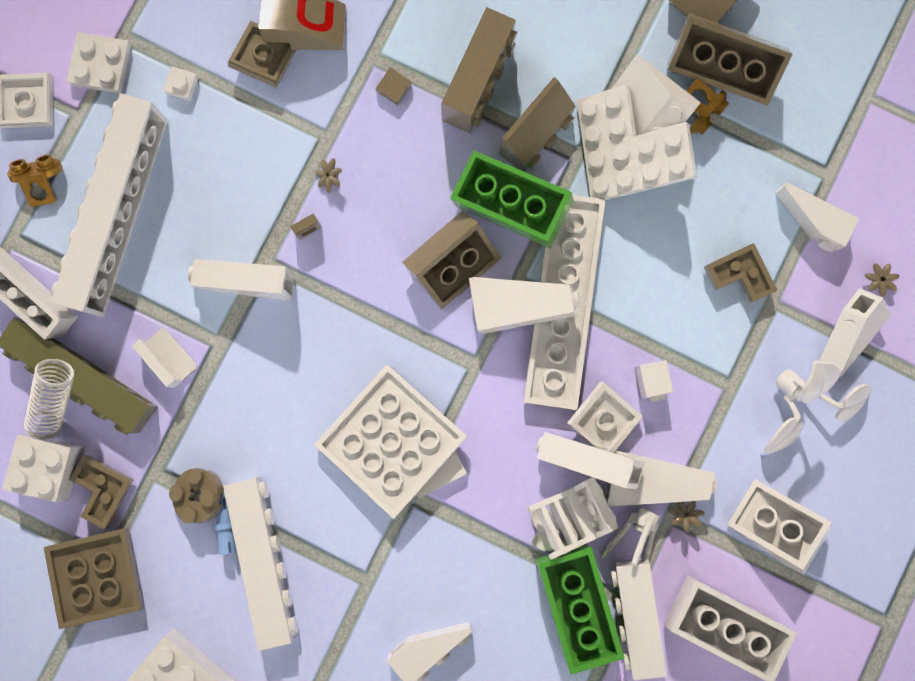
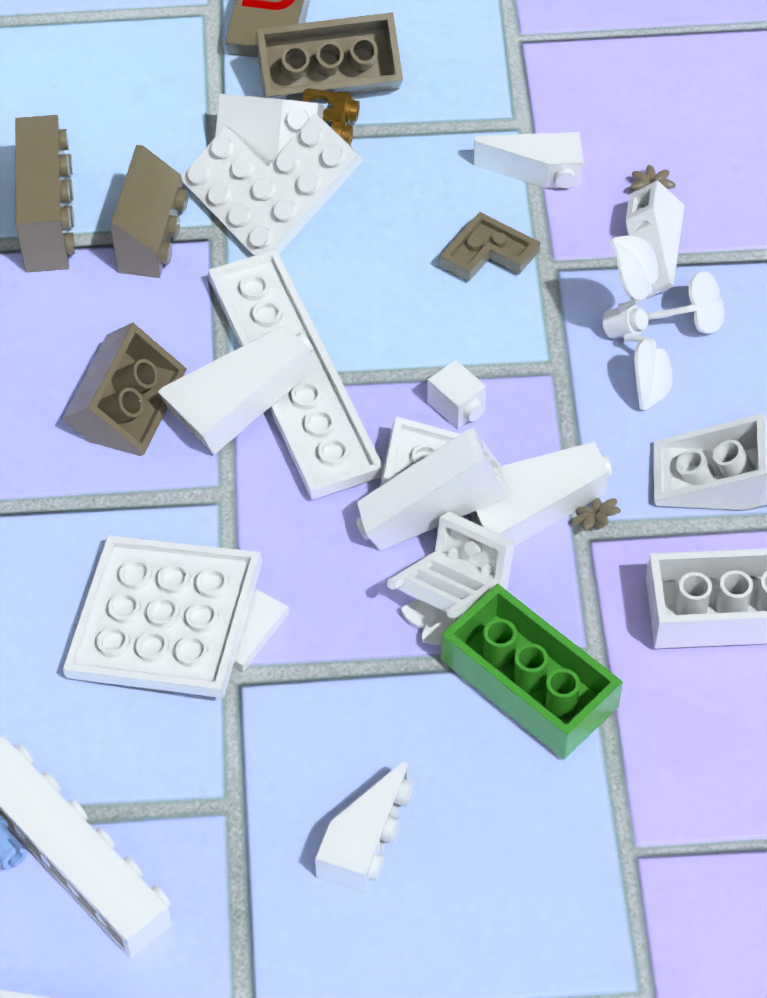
camera: 25 degrees left, 30 degrees down
(512, 199) = (162, 288): bright green brick -> none
(640, 620) = (605, 632): white brick -> none
(645, 523) = (553, 550): white plant -> none

